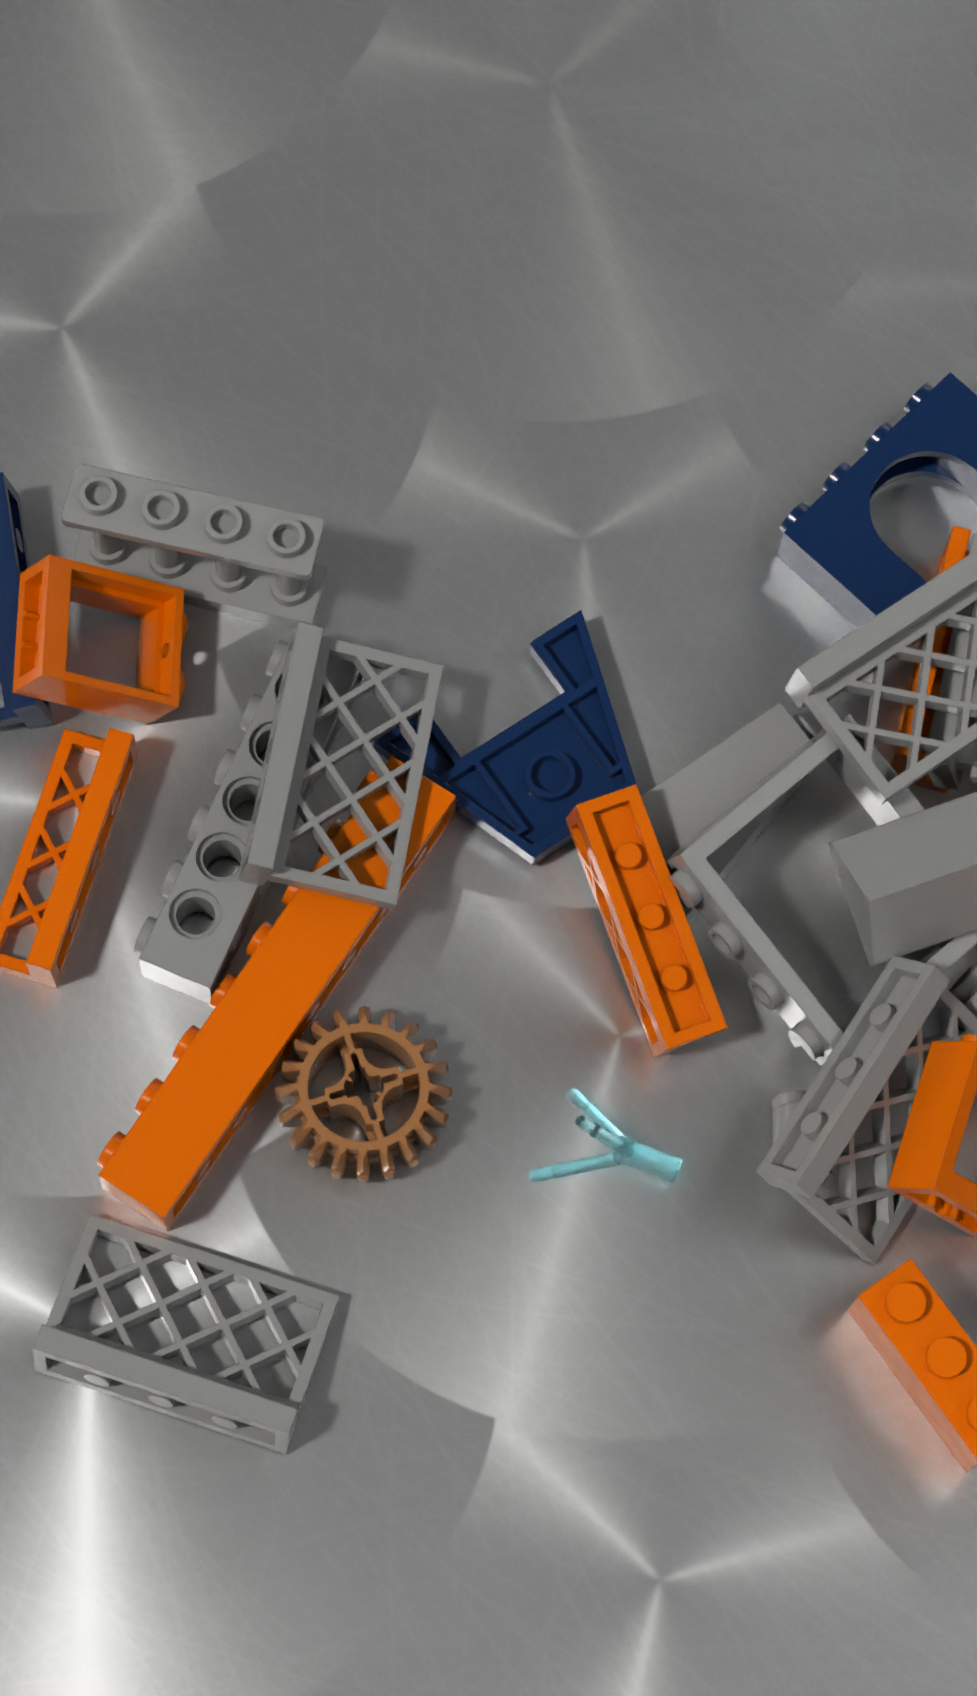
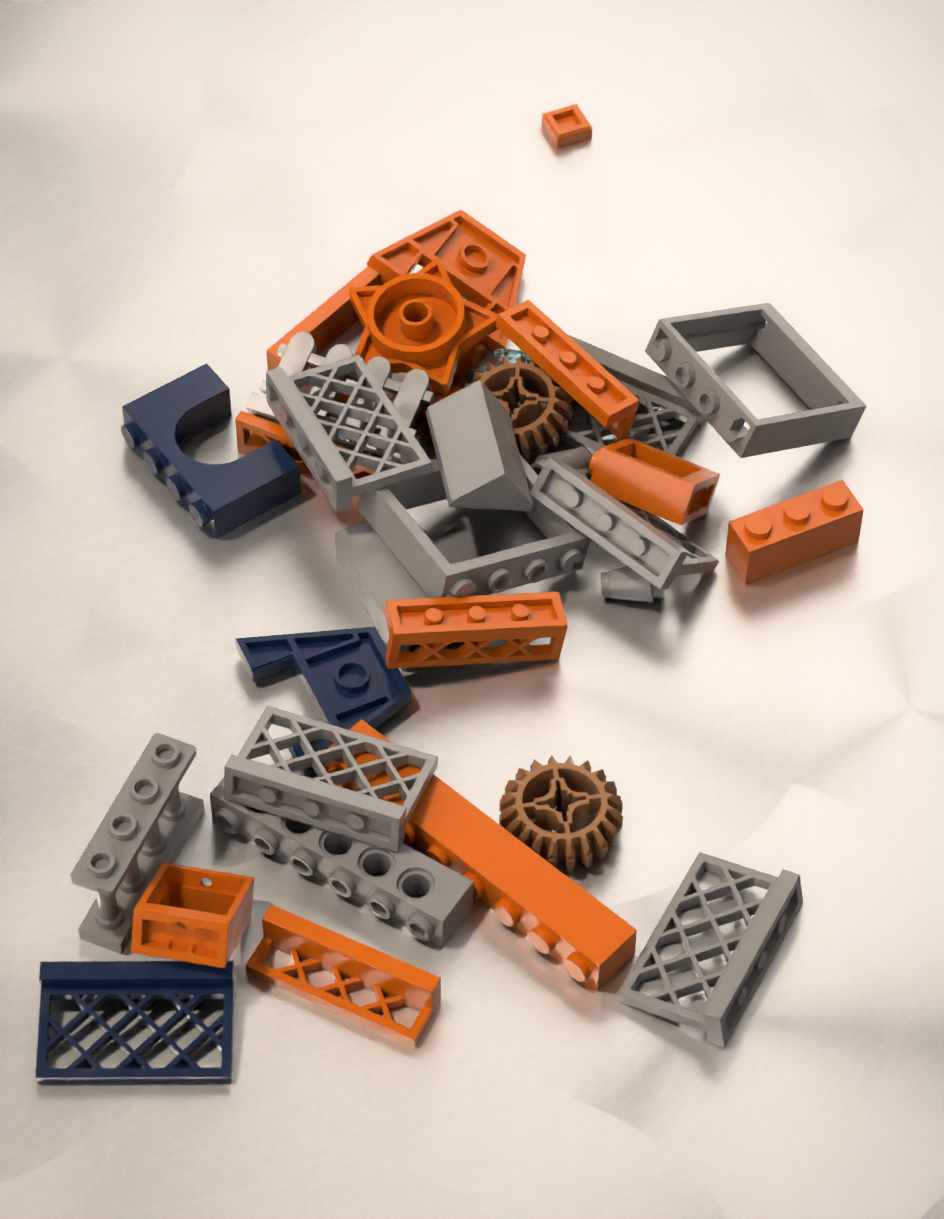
camera: 75 degrees left, 20 degrees down
(626, 1150) = (624, 679): clear light blue plant -> none

